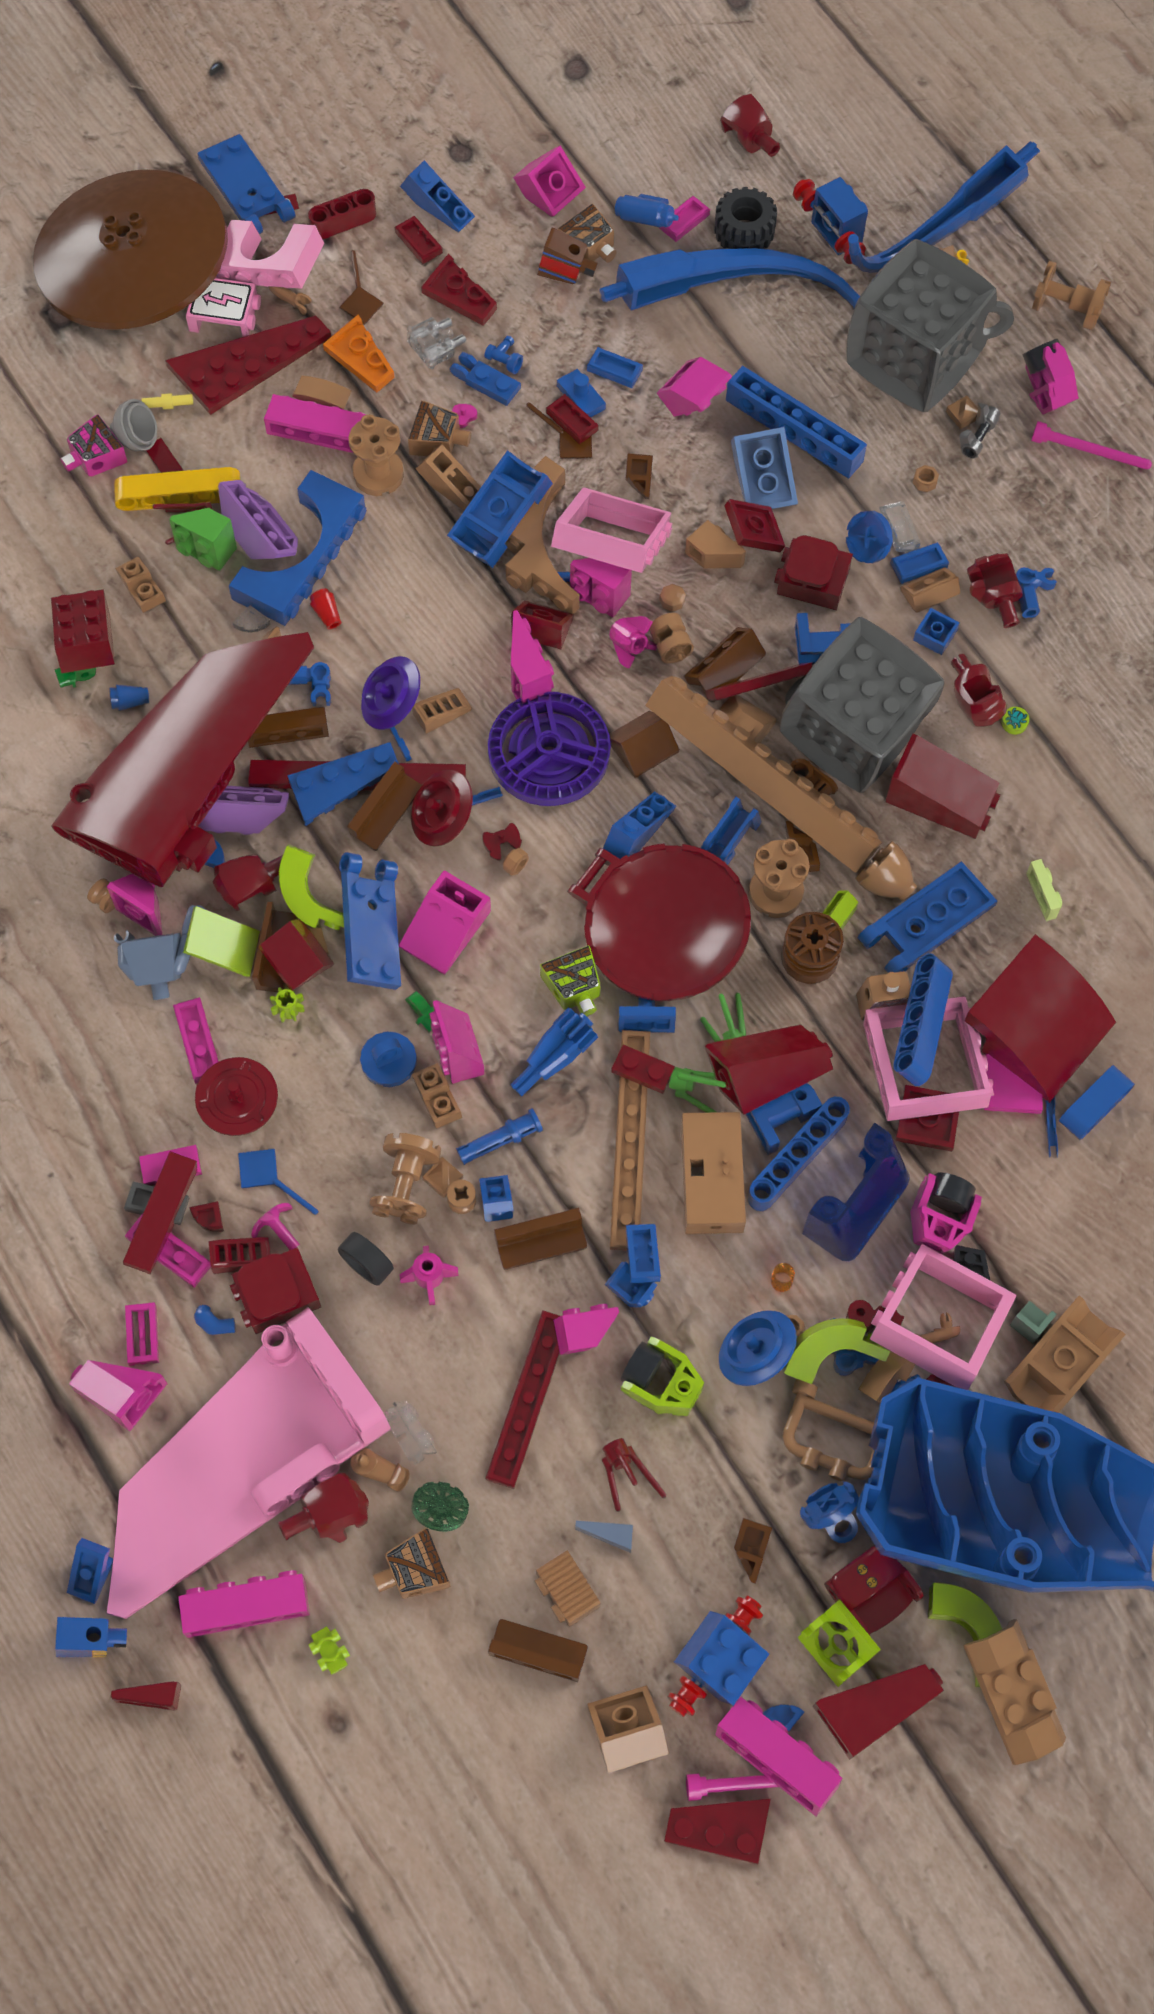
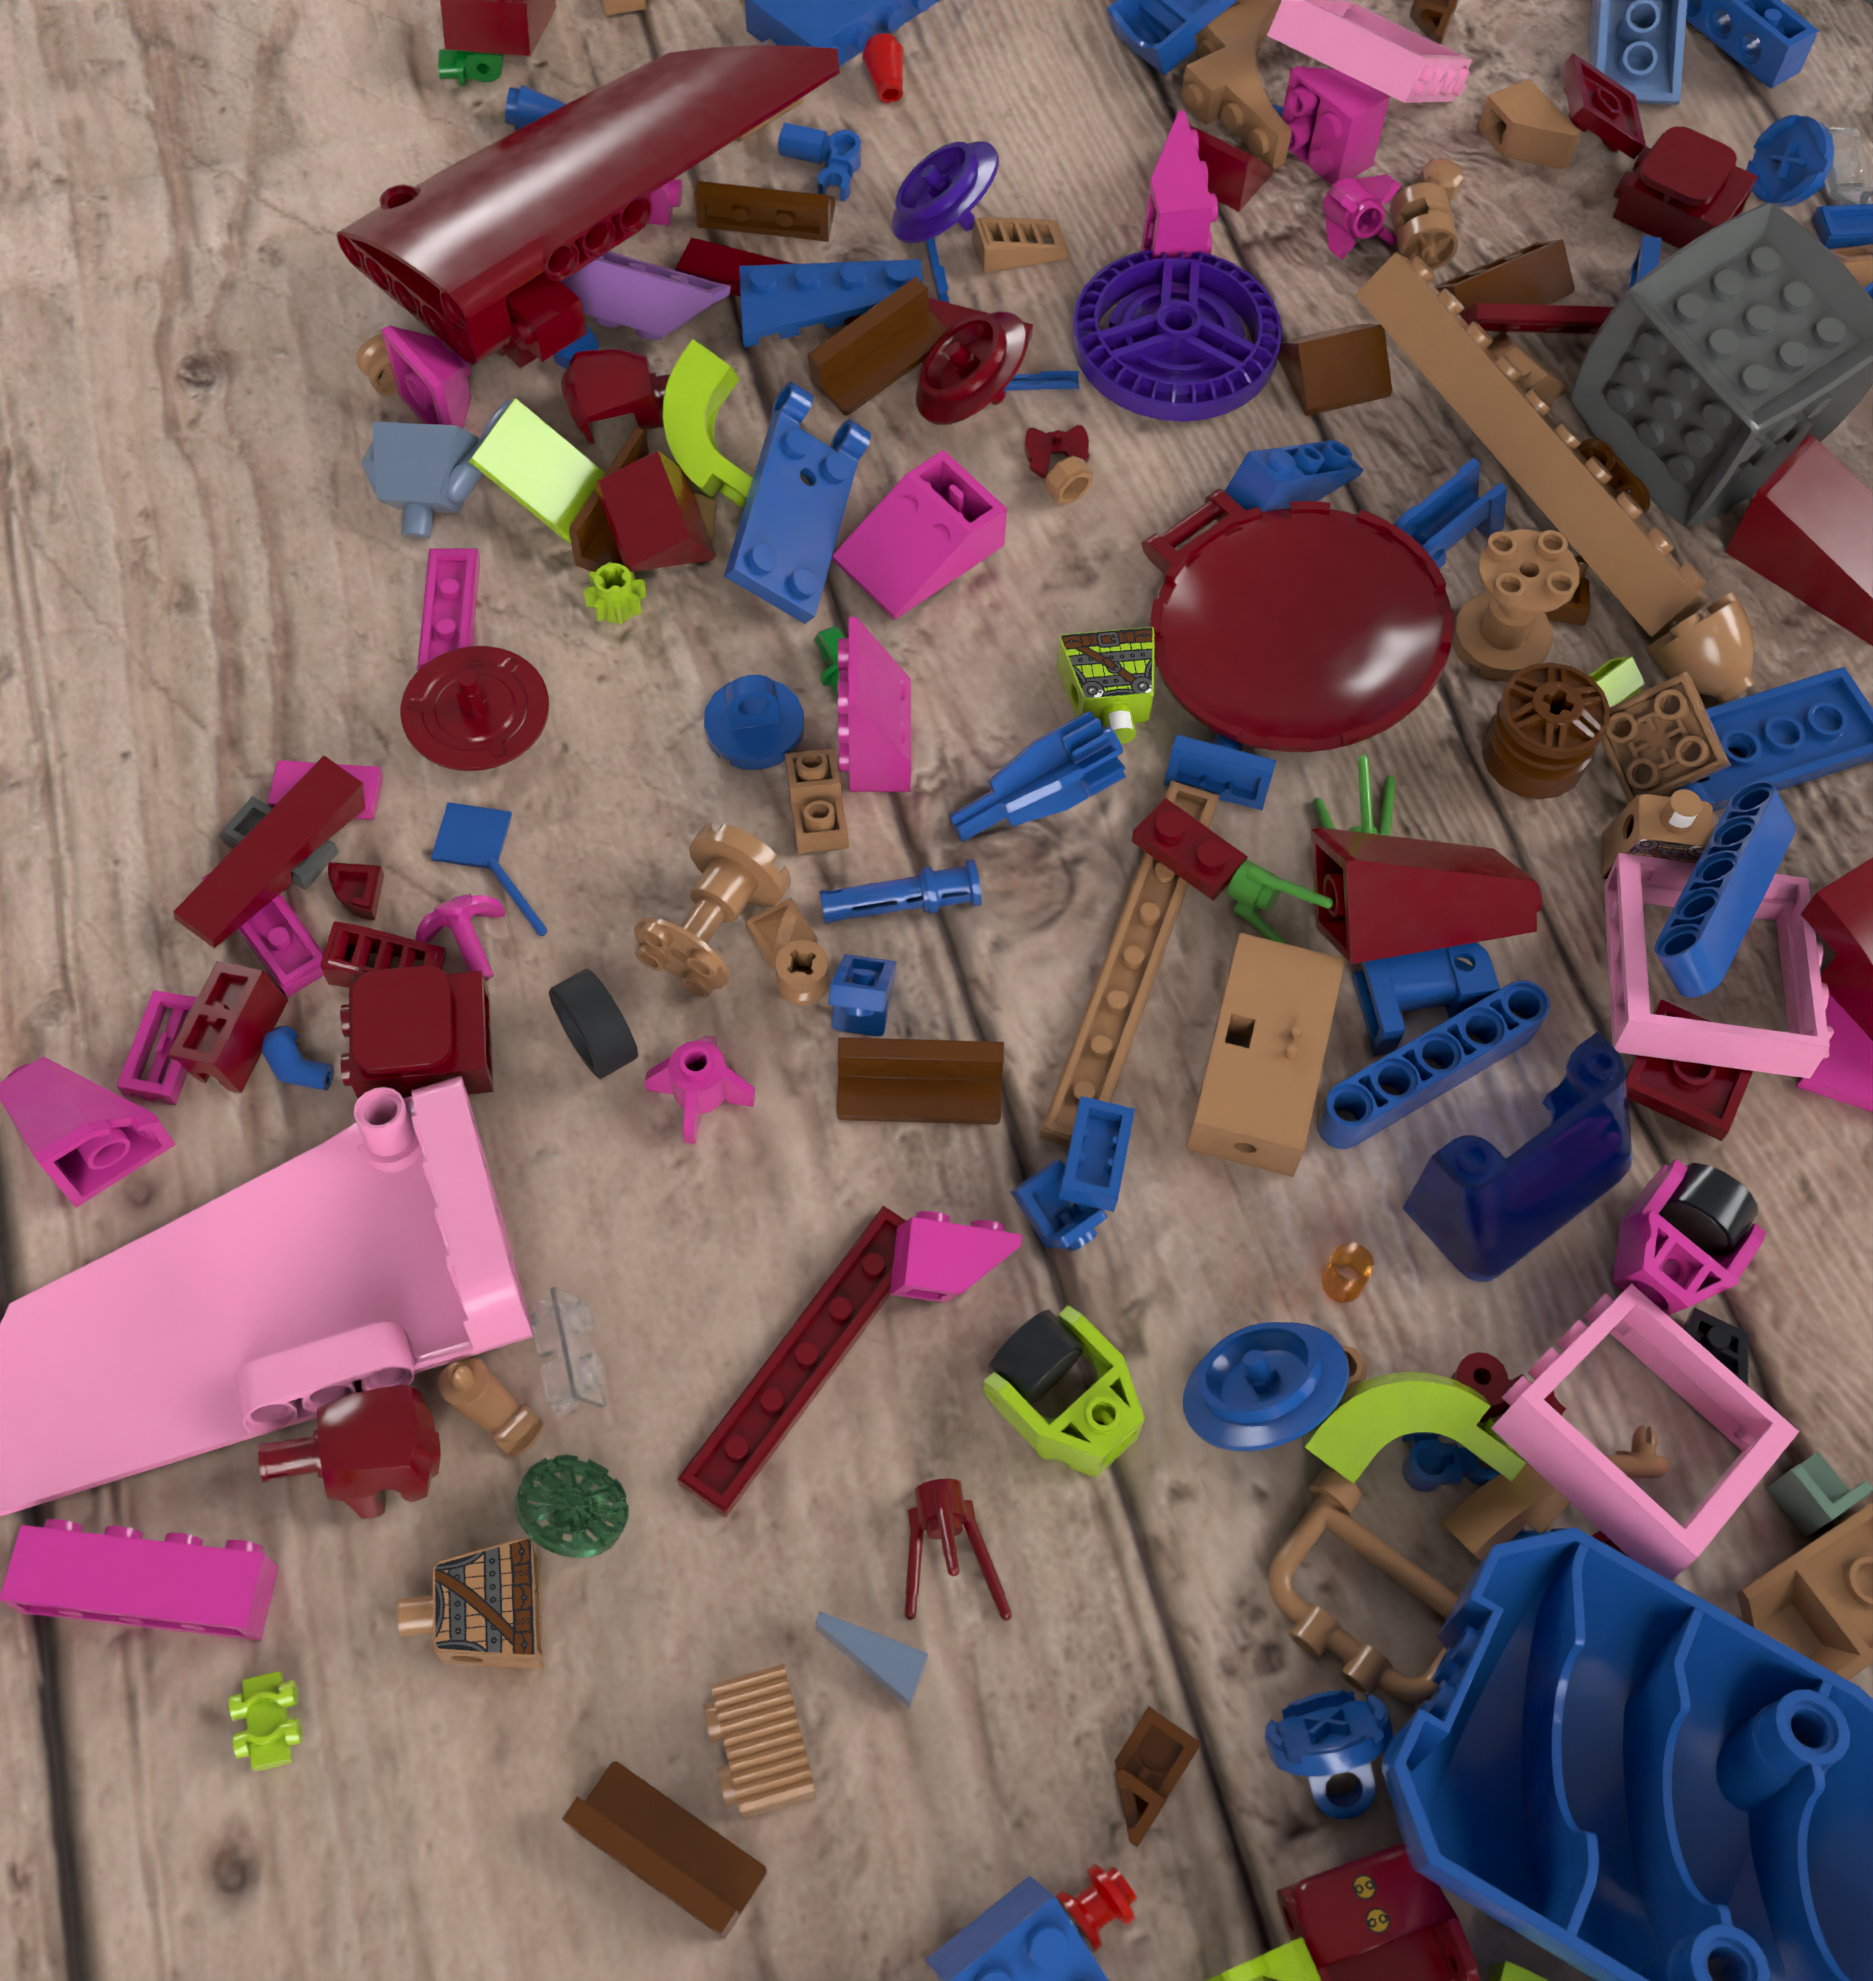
camera: 15 degrees right, 5 degrees down
(173, 1313) = (228, 1025): none -> dark red hinge
(874, 937) = (1662, 740): none -> medium nougat tile

